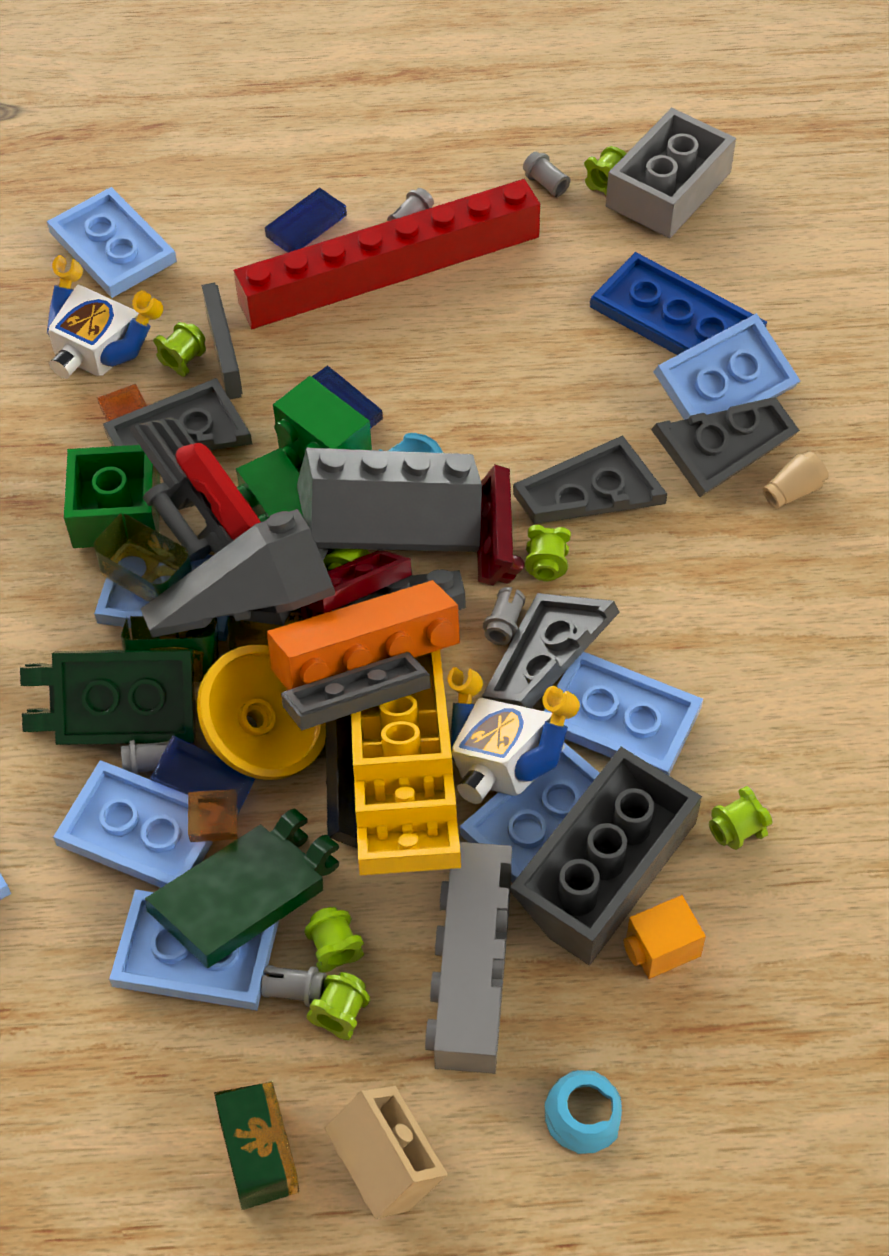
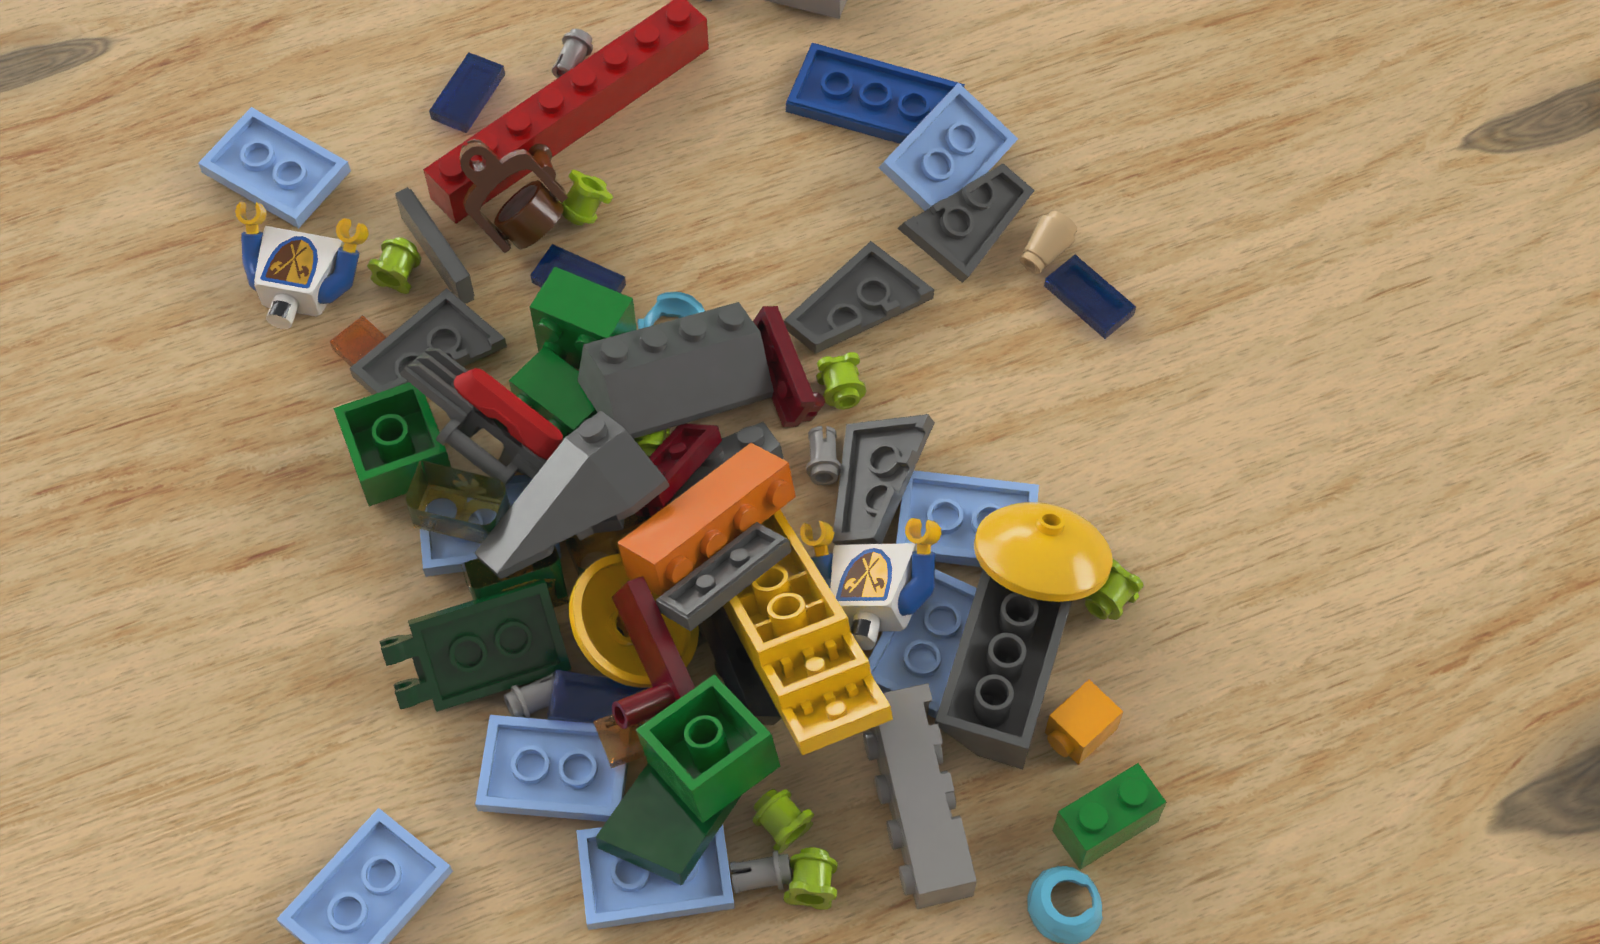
camera: 20 degrees left, 5 degrees up
(272, 783) = (656, 653): none -> dark red piece
(279, 845) = (708, 748): none -> green brick
(315, 330) = (530, 210): none -> reddish brown piece
(370, 332) = (584, 198): none -> lime brick
(656, 1035) = (1109, 816): none -> green brick
(679, 759) = (1043, 552): none -> yellow dish
(821, 542) = (1090, 296): none -> clear blue tile

